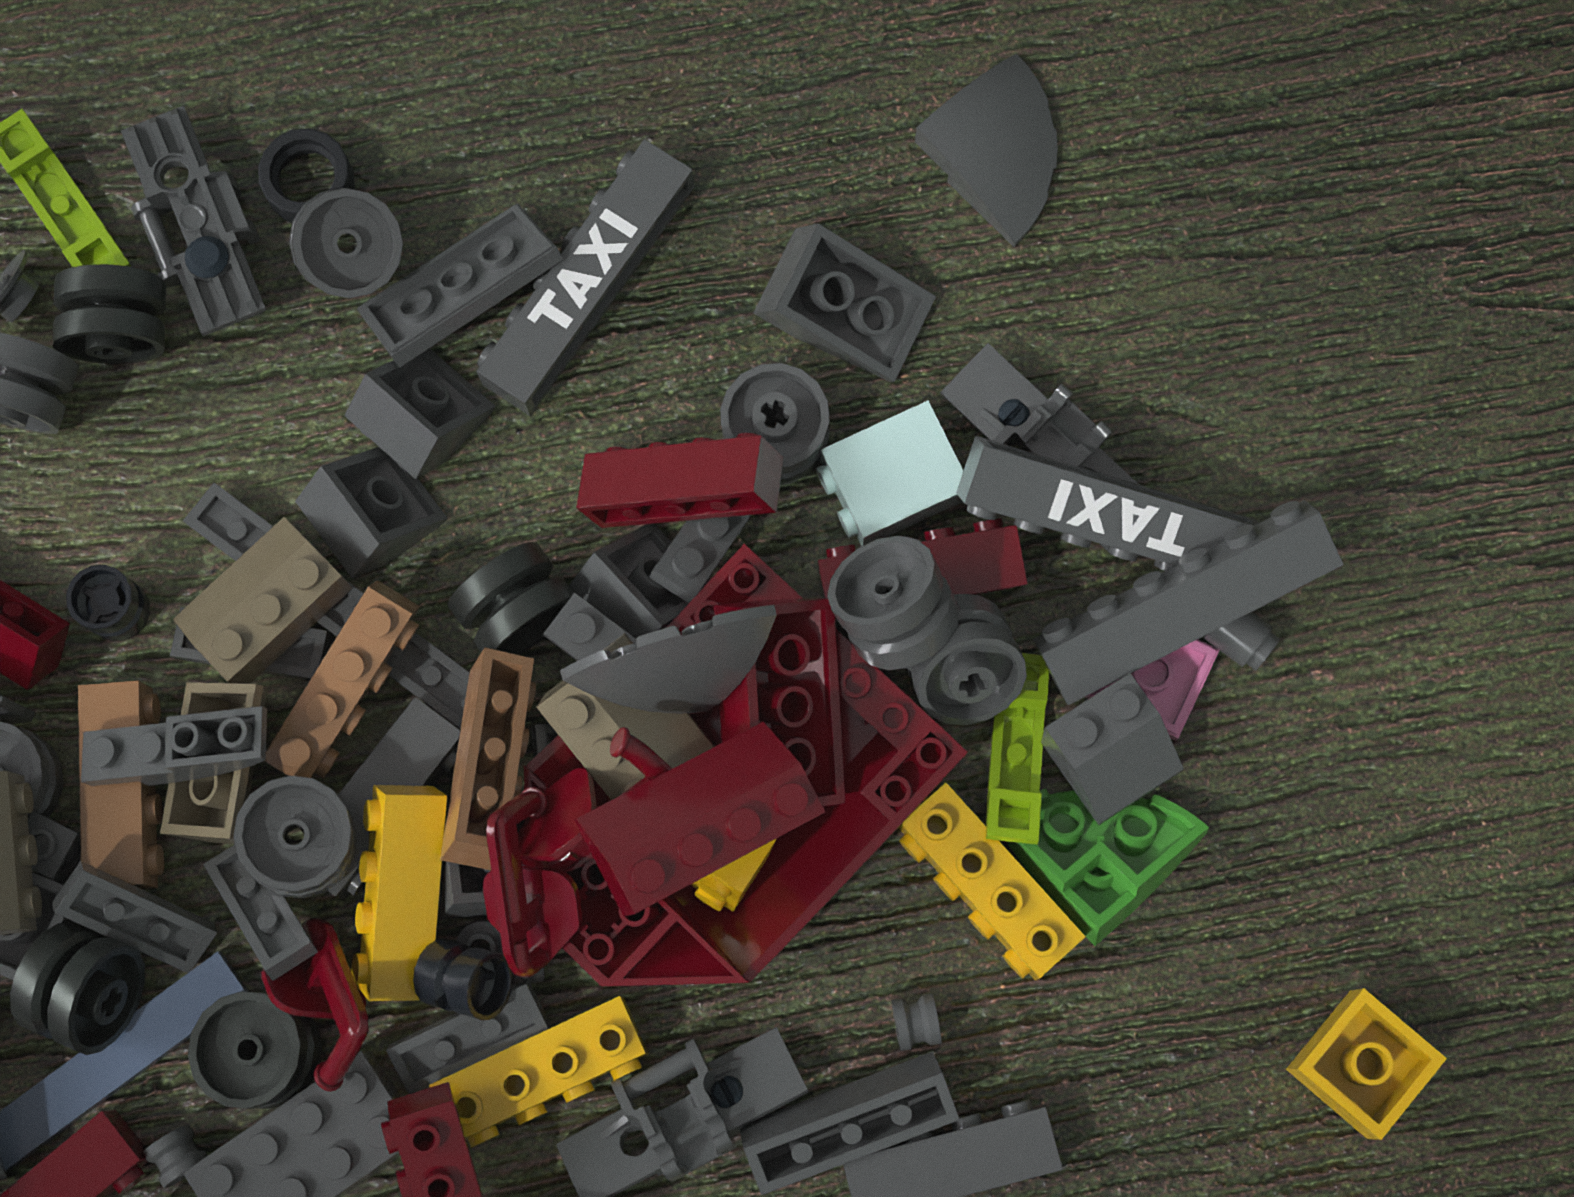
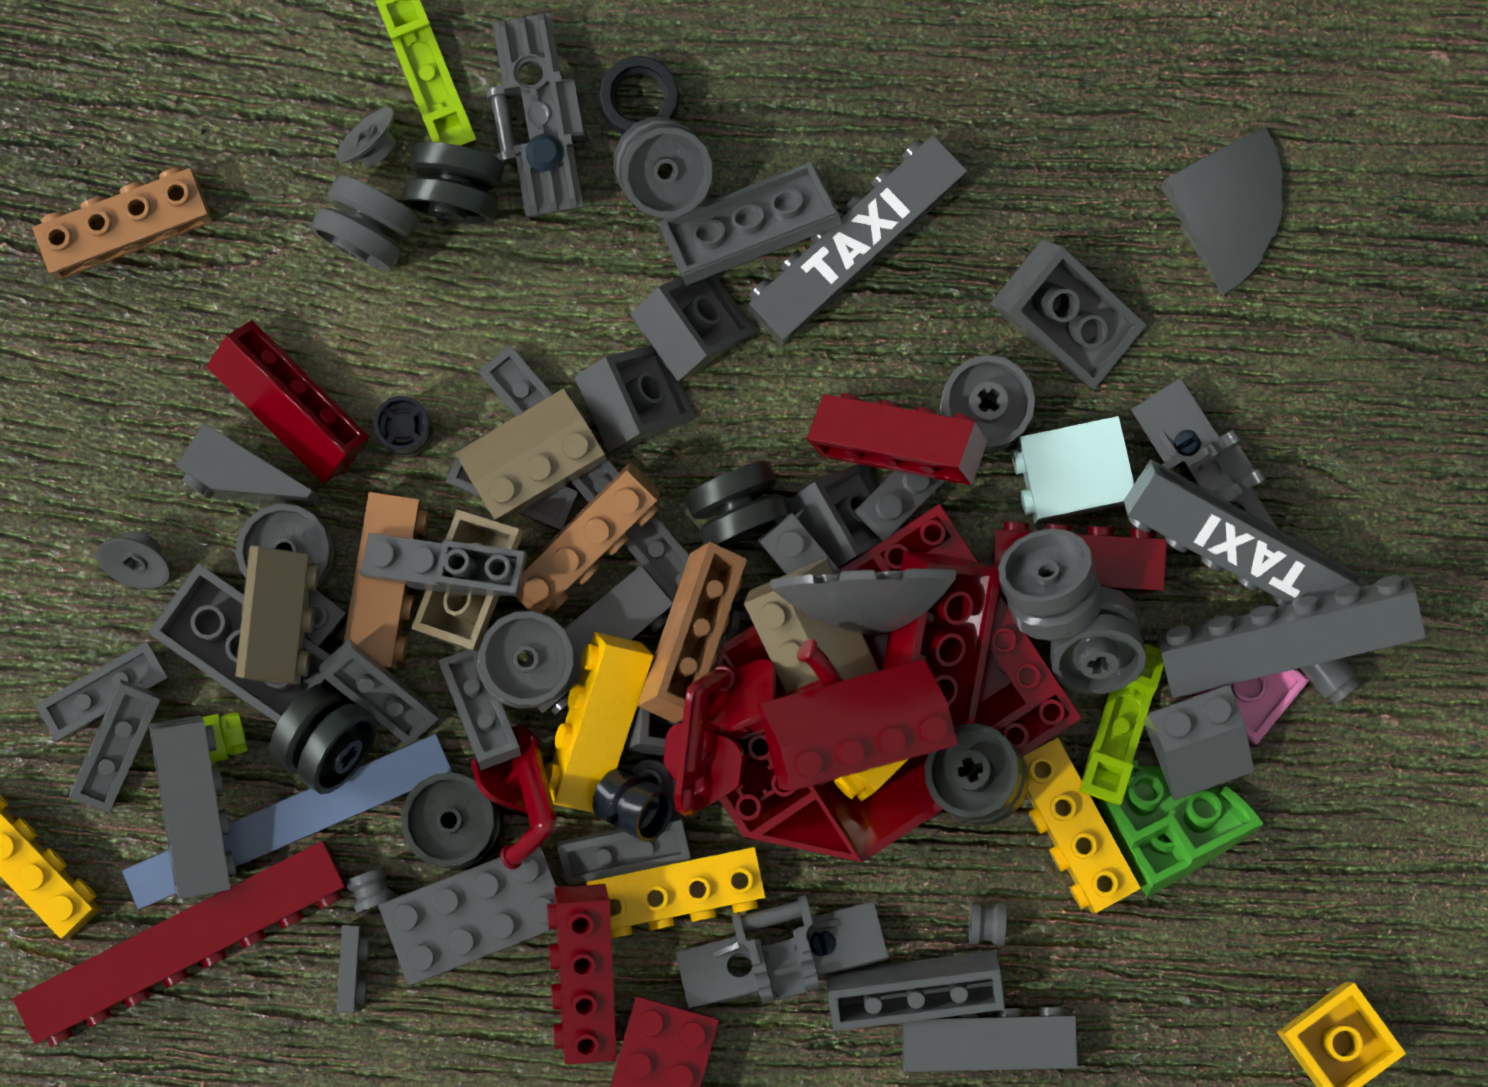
camera: 10 degrees right, 5 degrees up
(888, 856) = (999, 787): none -> pearl dark grey wheel

